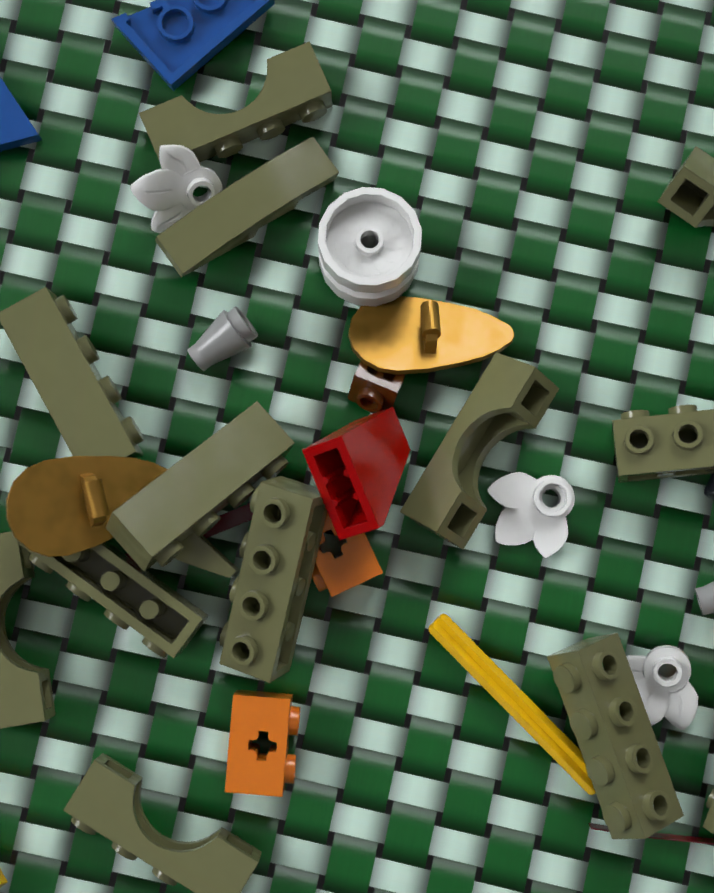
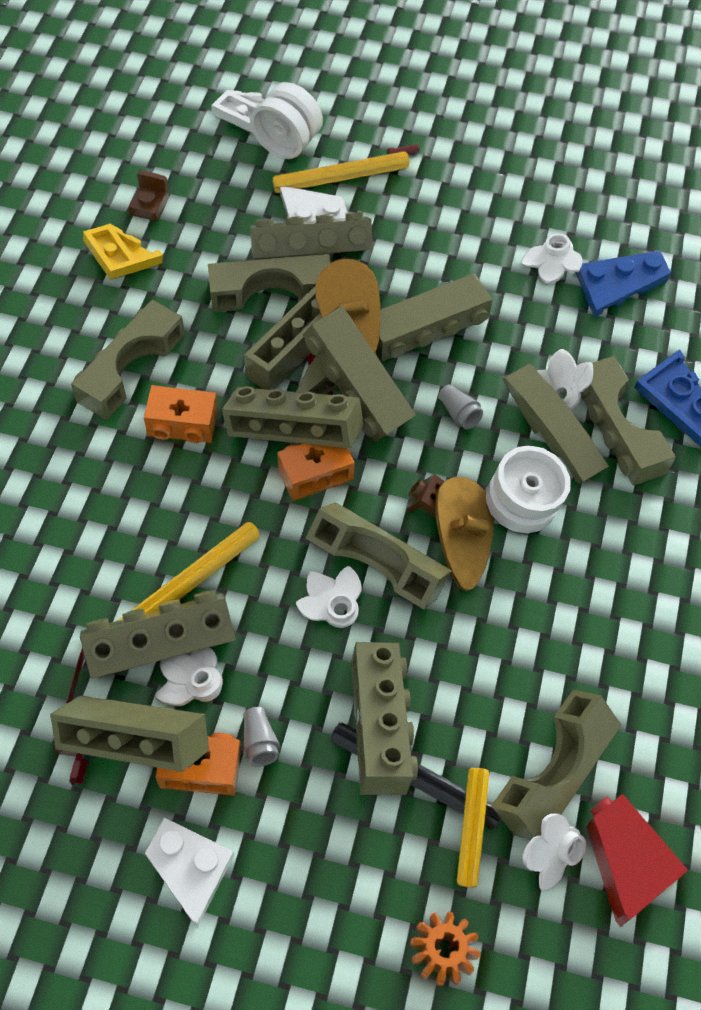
camera: 90 degrees right, 25 degrees down
(359, 471) = (368, 465): red slope -> none

